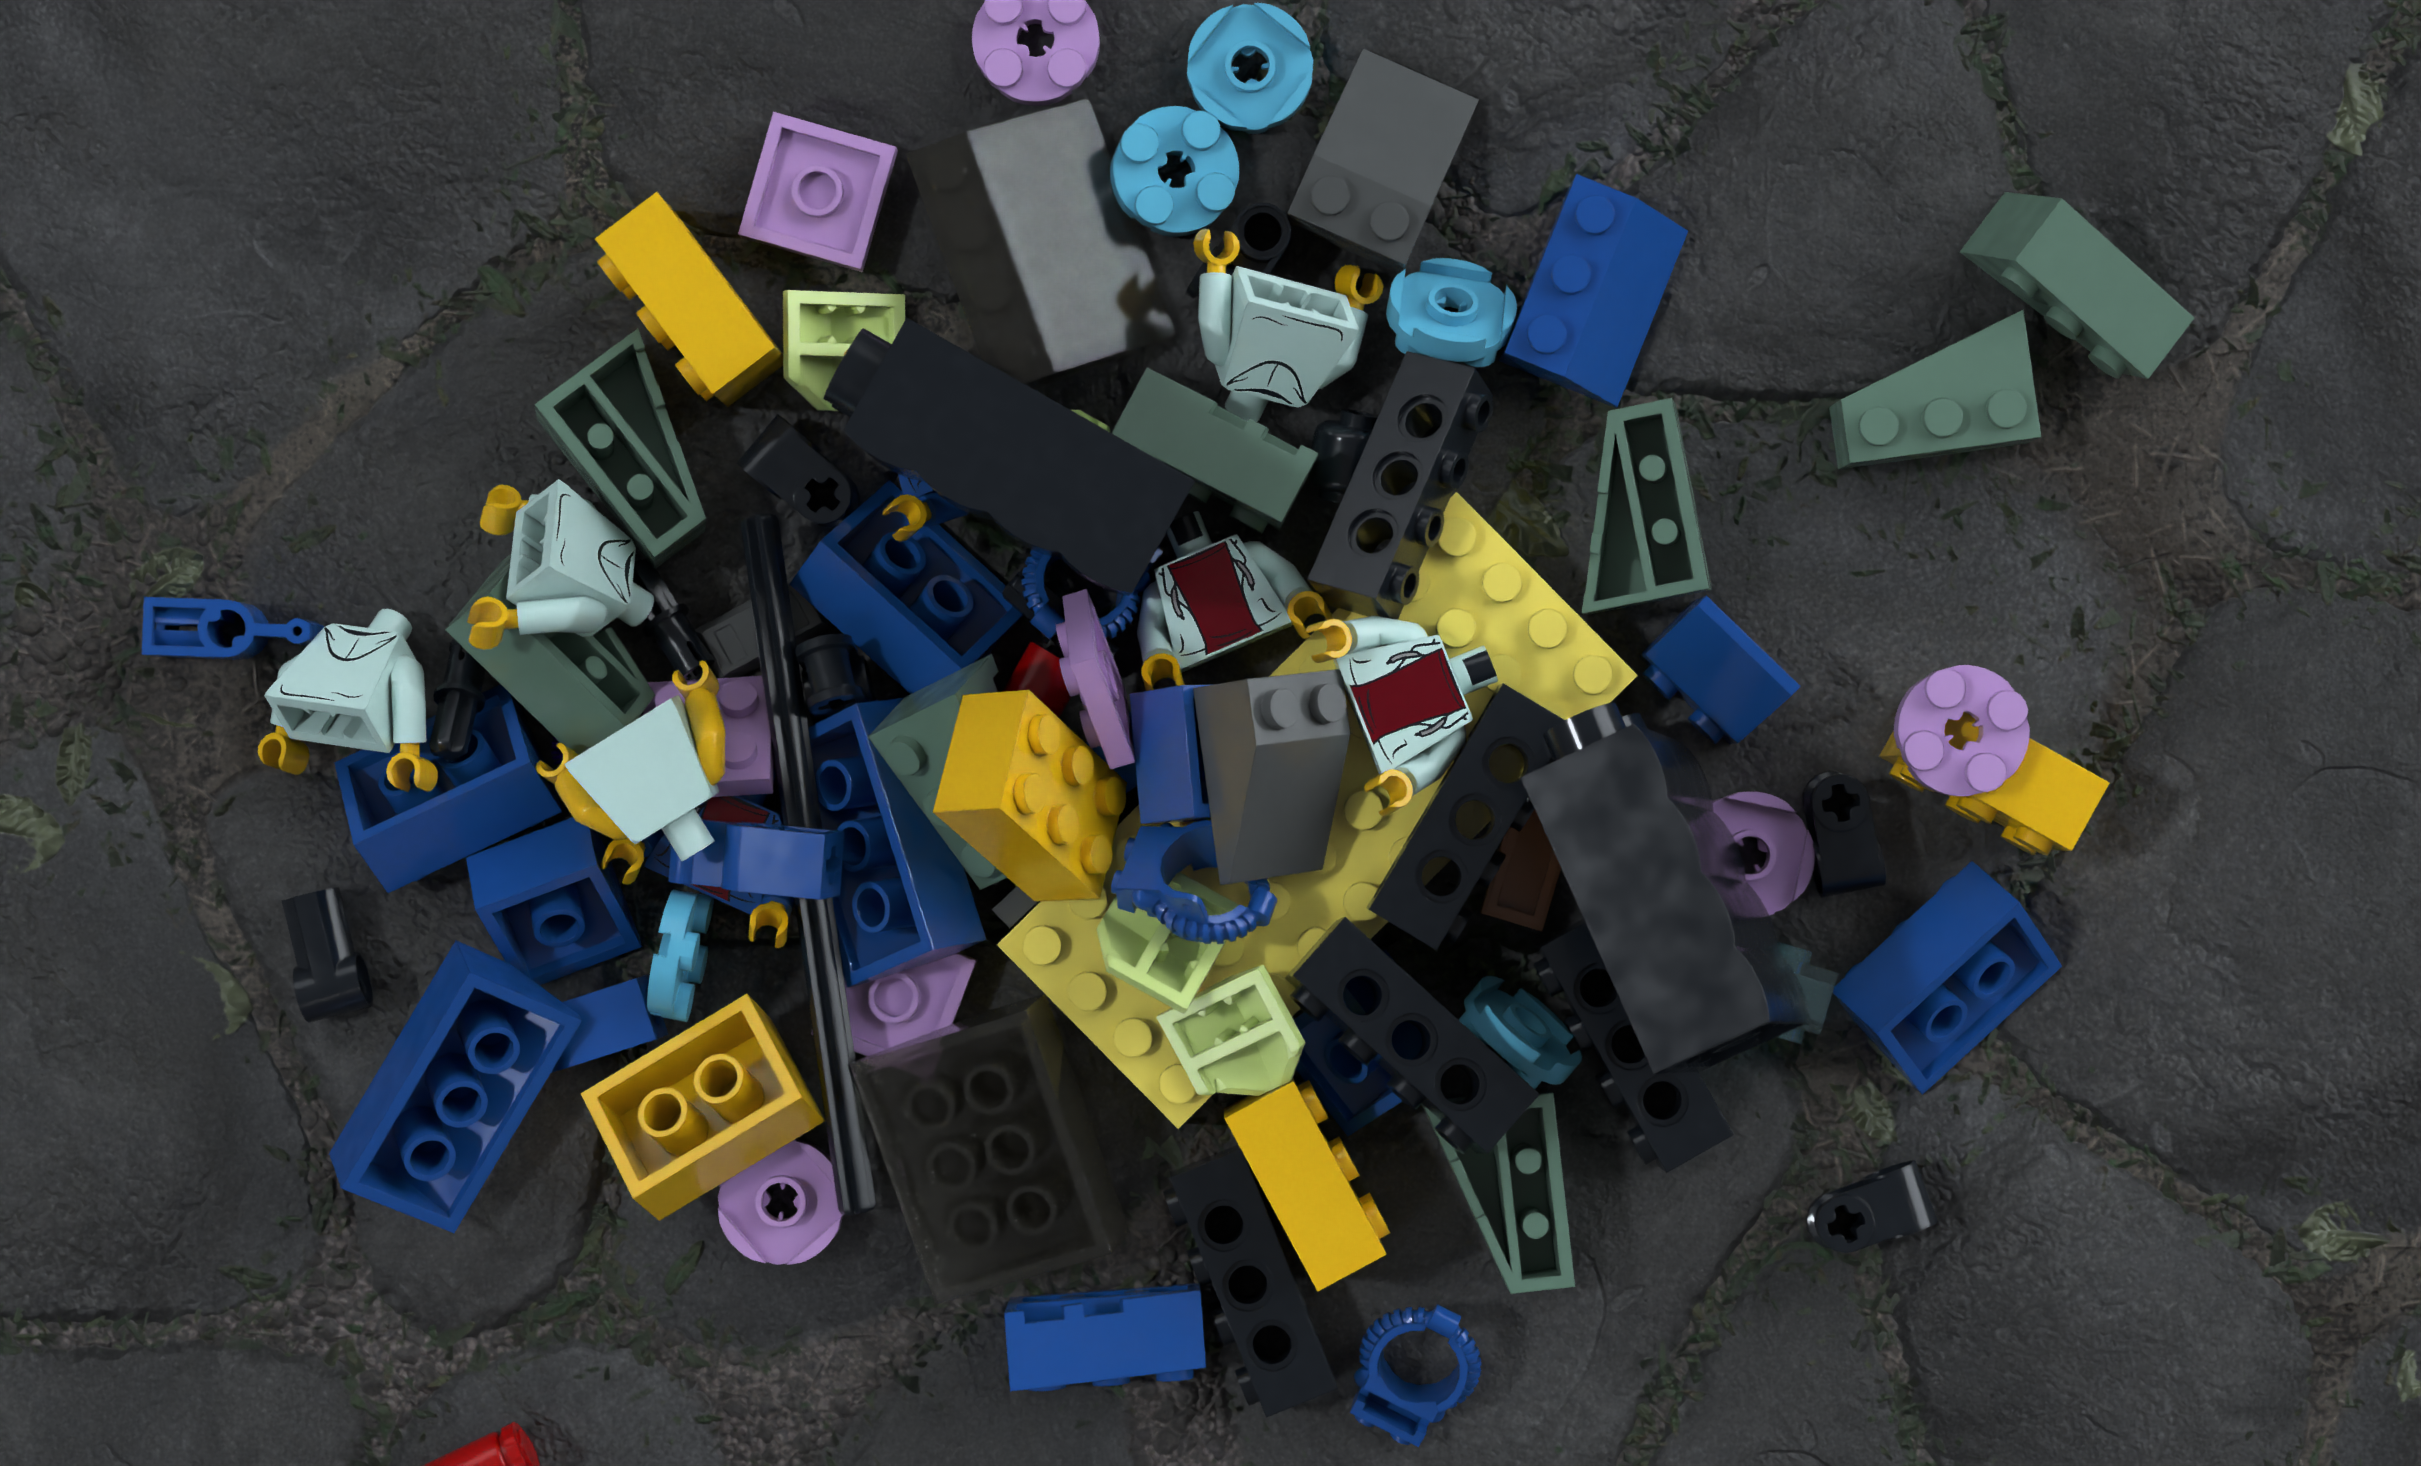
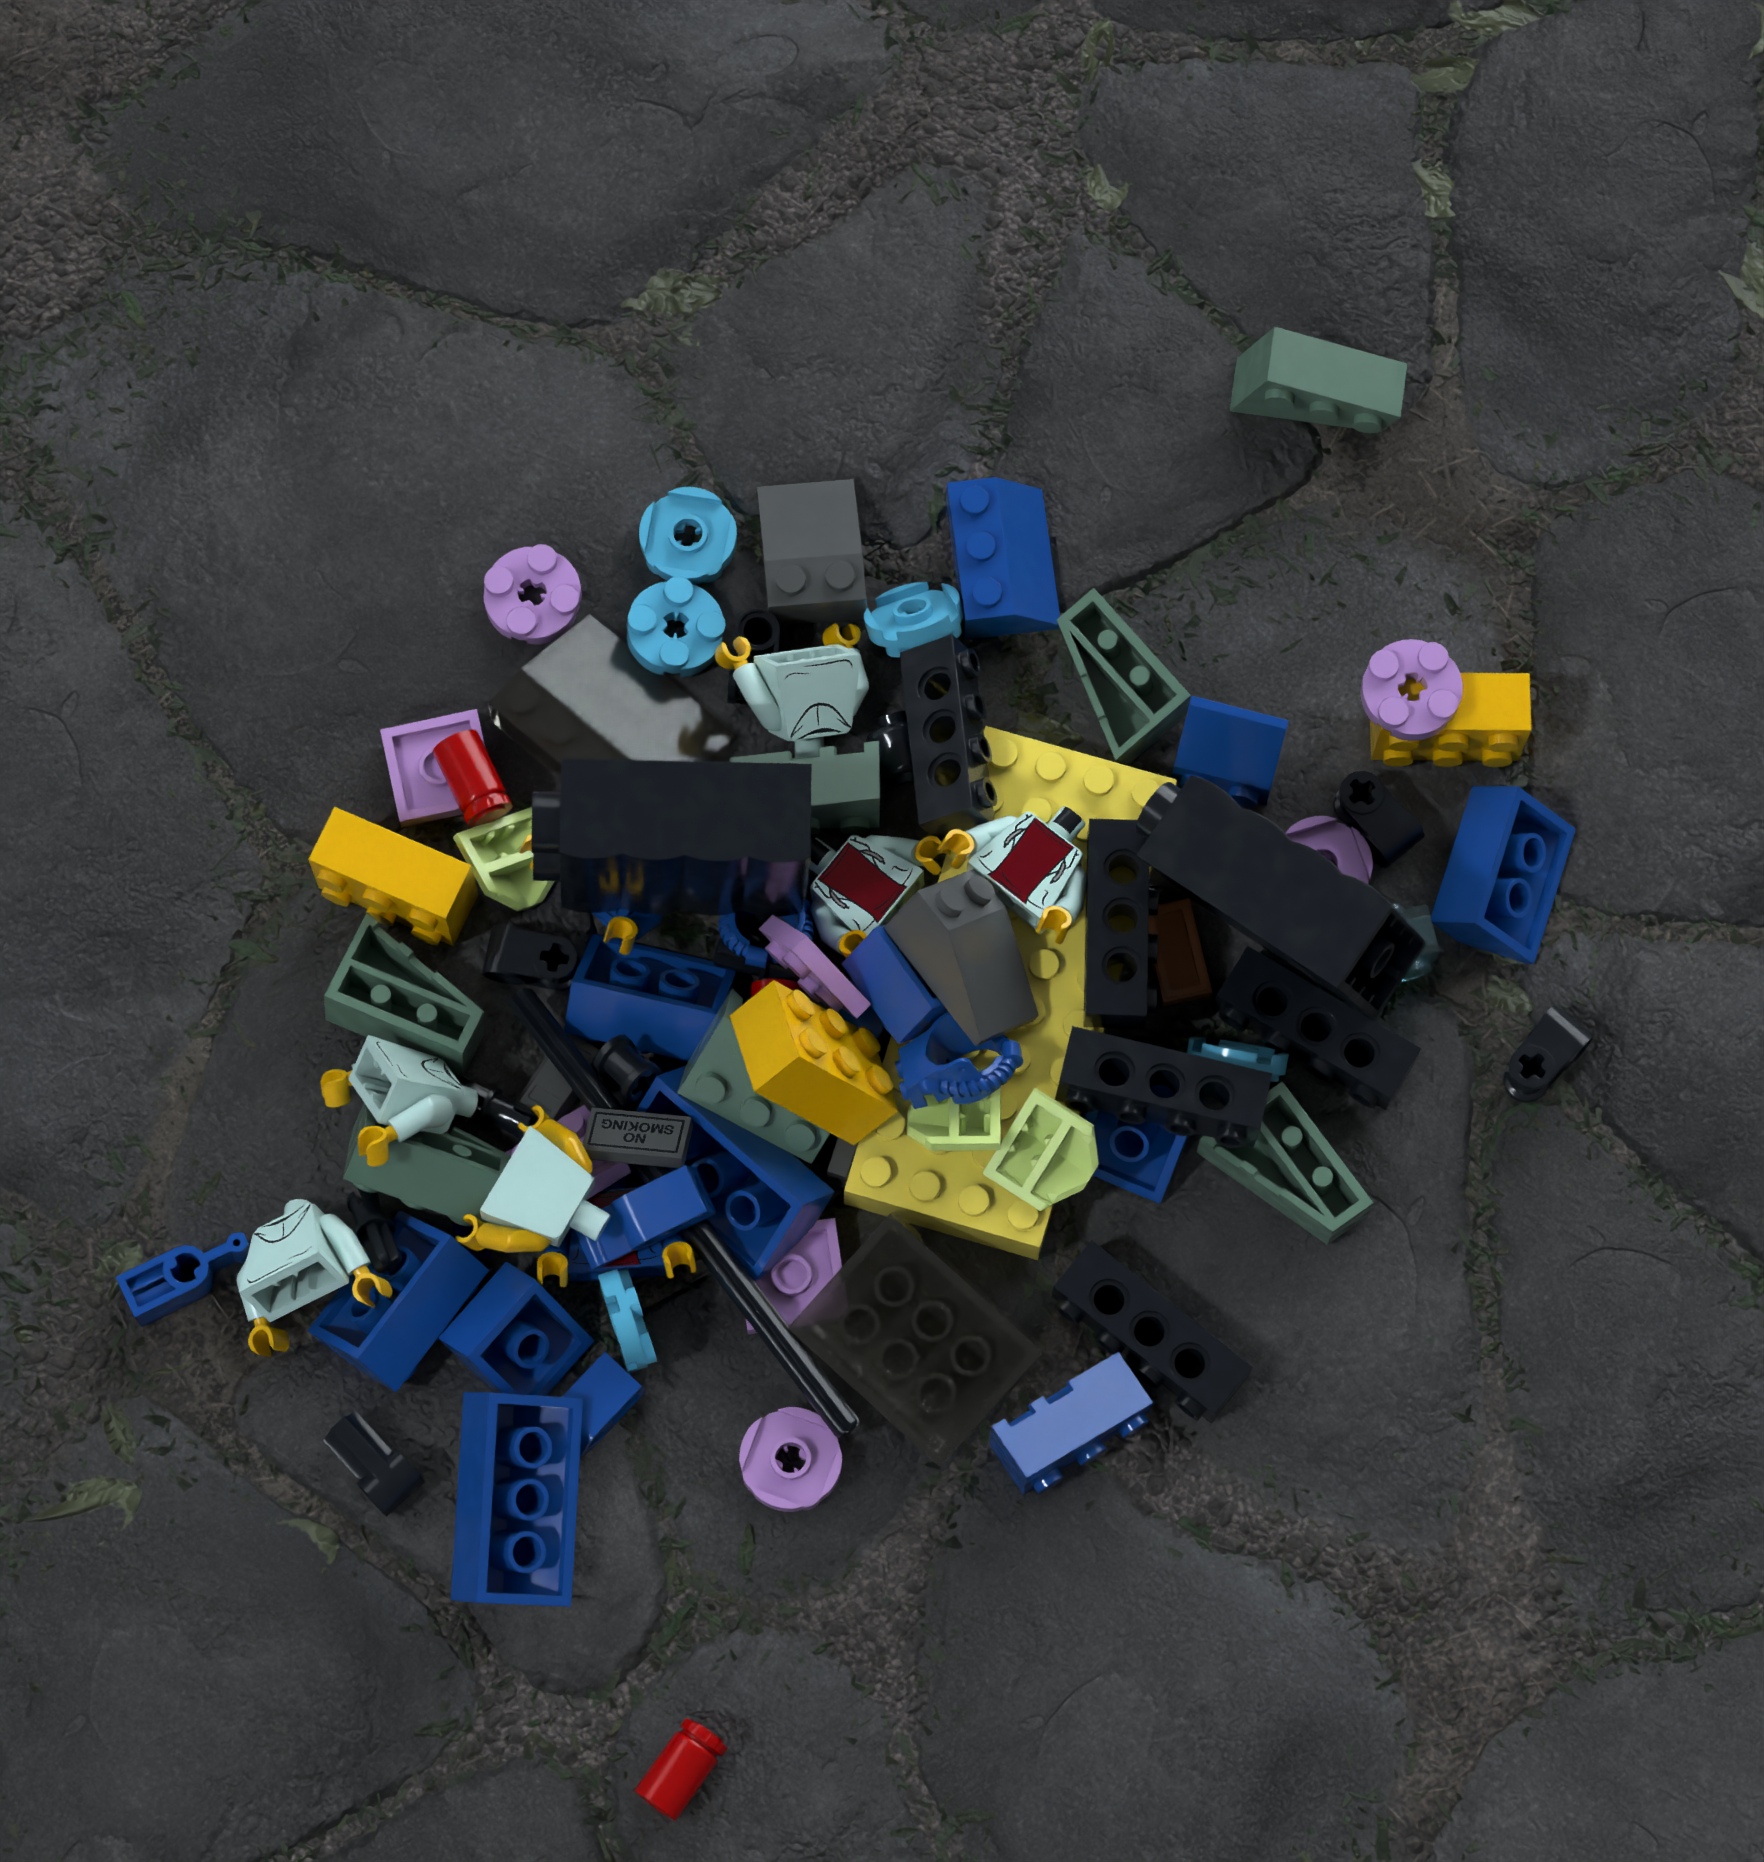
camera: 25 degrees left, 15 degrees down
(702, 1107) = (701, 1414): yellow brick -> none
(794, 765) = (637, 1137): none -> dark grey tile
(841, 233) = (472, 778): none -> red piece
(1308, 1181) = (1148, 1234): yellow brick -> none
(1402, 1406) = (1307, 1366): blue piece -> none
(1946, 404) = (1277, 506): sand green wedge -> none

